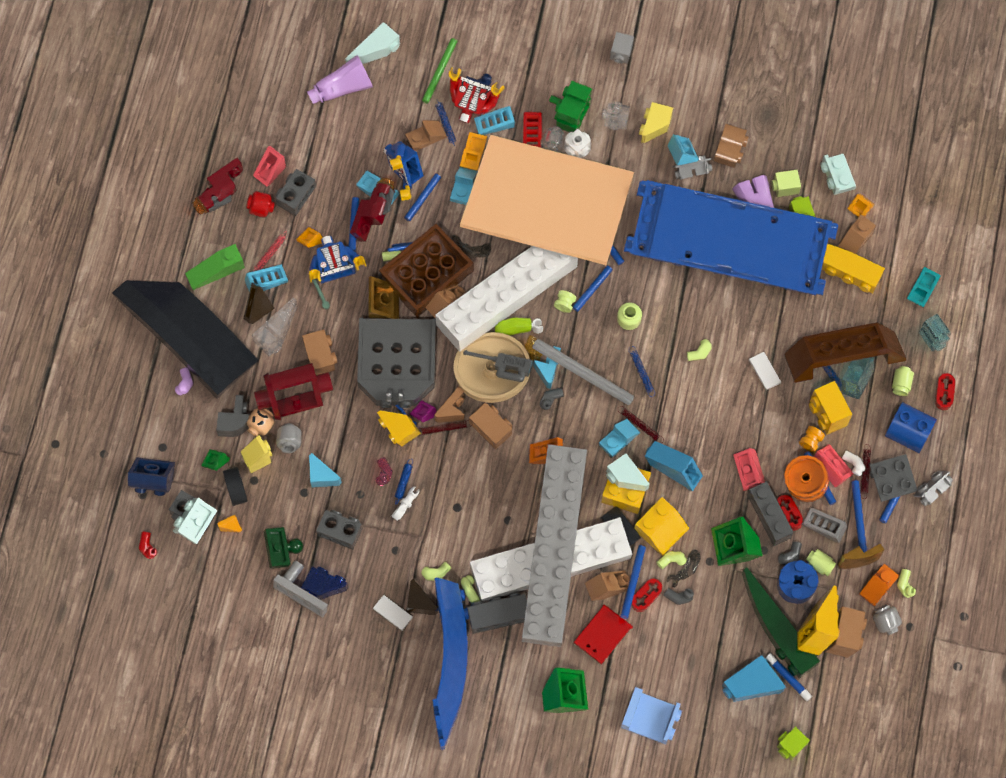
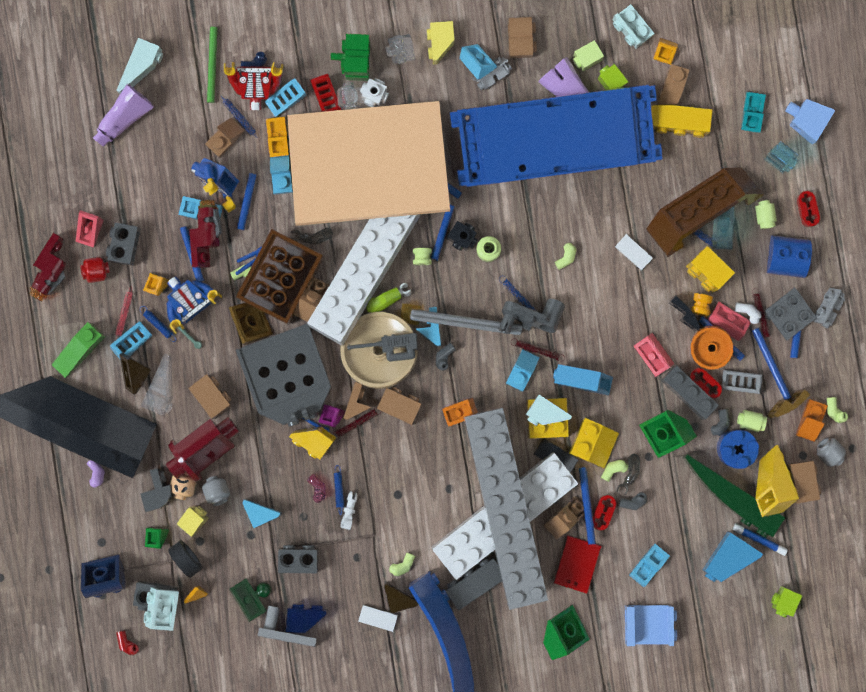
camera: 20 degrees left, 15 degrees up
(297, 273) = (157, 324): none -> blue piece
(466, 583) = (434, 565): yellowish green arm -> none
(609, 296) = (462, 229): none -> black brick
(646, 391) = (545, 321): none -> dark grey piece
(672, 660) = (649, 565): none -> medium azure slope
(794, 446) = (688, 317): none -> black slope
(975, 311) = (809, 119): none -> light blue torso

